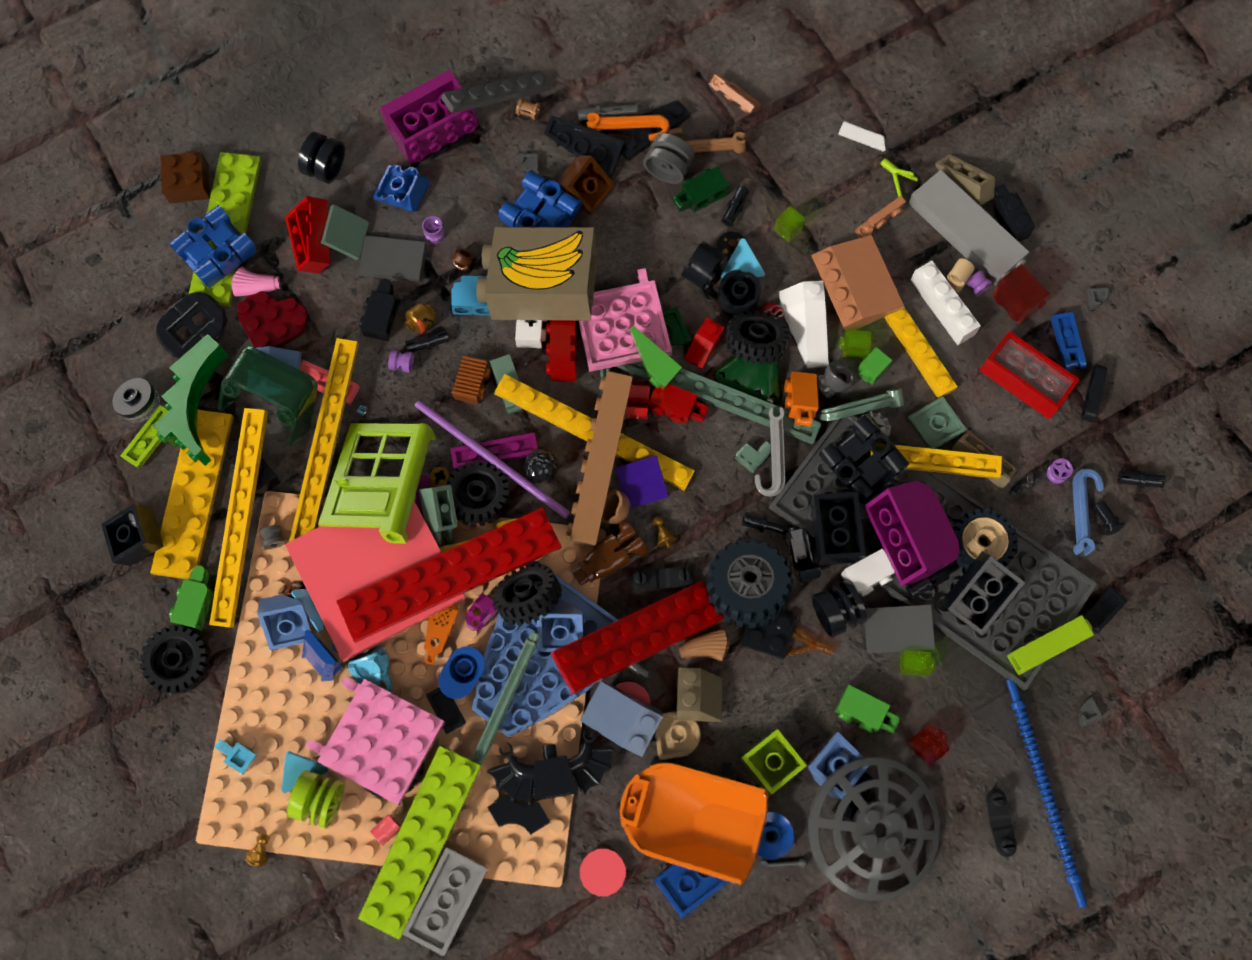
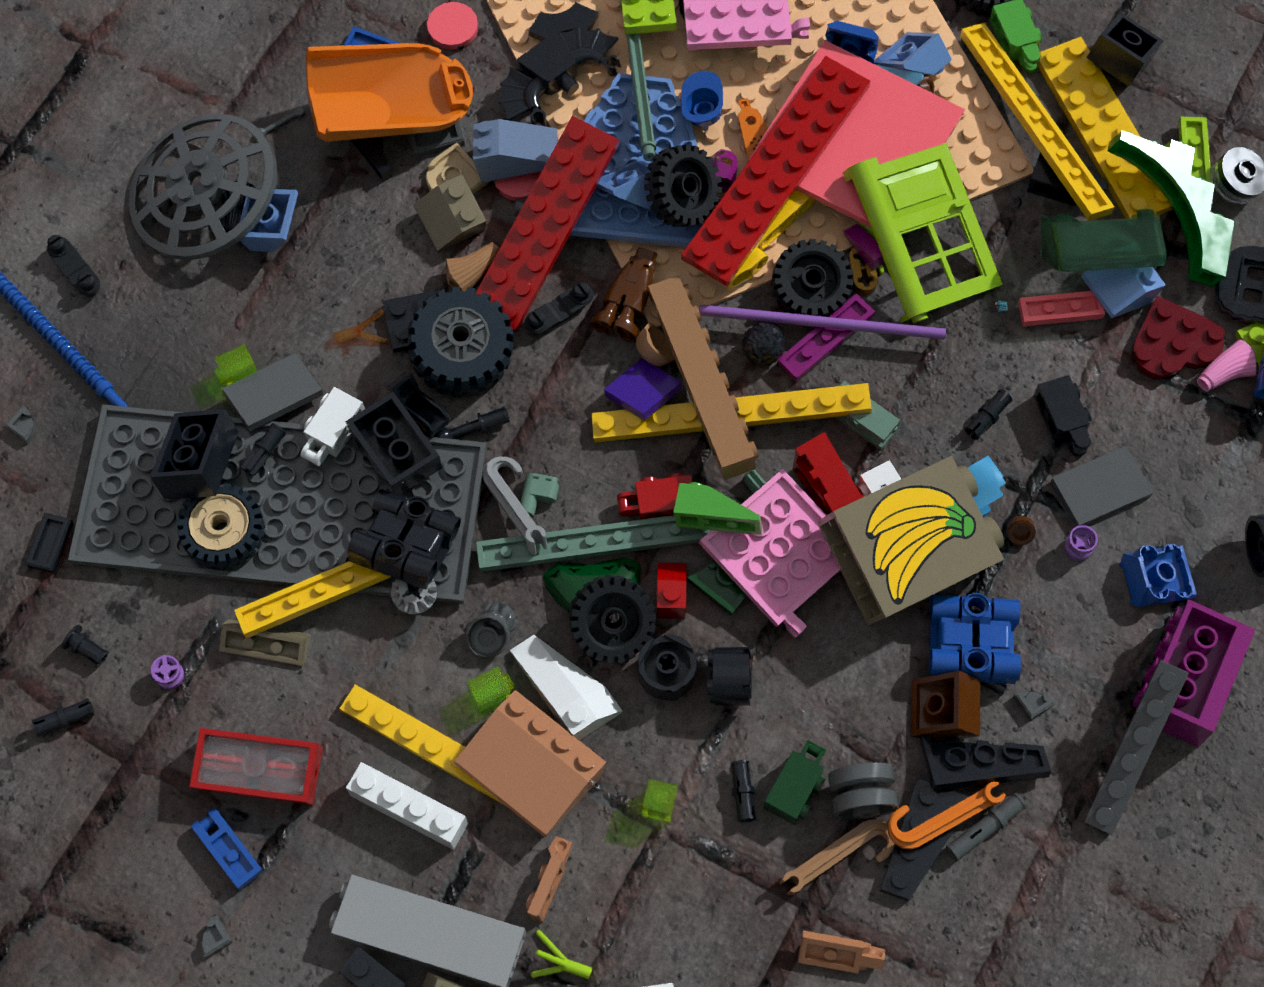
camera: 150 degrees right, 5 degrees down
(272, 537) = (987, 122): dark grey wheel -> none
(306, 229) = (1209, 445): red wedge -> none
(325, 438) = (1013, 245): yellow plate -> none
(344, 232) = (1176, 475): sand green tile -> none
(373, 667) = (790, 59): medium azure piece -> none
(401, 361) = (1000, 373): medium lavender wheel -> none
(420, 318) = (1015, 431): pearl gold head -> none
(439, 512) = (836, 229): sand green hinge -> none
(446, 710) = (687, 64): black tile -> none
(471, 379) = (907, 396): dark orange brick -> none
(528, 109) = (1087, 769): medium nougat bush -> none
(638, 400) = (702, 466): red brick -> none
(664, 536) = (583, 353): pearl gold piece -> none
(728, 242) = (716, 741): piece -> none
(744, 260) = (686, 713): medium azure piece -> none
(773, 309) = (618, 679): dark red arm -> none
(773, 762) = (338, 192): lime brick -> none
(782, 838) = (293, 131): blue dish -> none
(801, 397) = (517, 578): orange brick -> none
(840, 608) = (348, 366): black wheel -> none
(865, 710) = (267, 294): bright green brick -> none
(874, 366) = (453, 674): bright green brick -> none
(892, 398) = (411, 646): sand green piece -> none
(913, 531) = (302, 475): magenta brick -> none
(929, 744) = (182, 294): clear red brick -> none
(937, 423) = (342, 652): sand green tile -> none
(959, 274) = (405, 841): tan piece -> none
(979, 282) = (377, 861): medium lavender wheel -> none
(1020, 294) = (314, 862): clear red brick -> none
(1050, 644) = (93, 455): lime brick -> none
(1081, 511) = (122, 643): medium blue piece -> none
(1094, 393) = (165, 795): black beam -> none

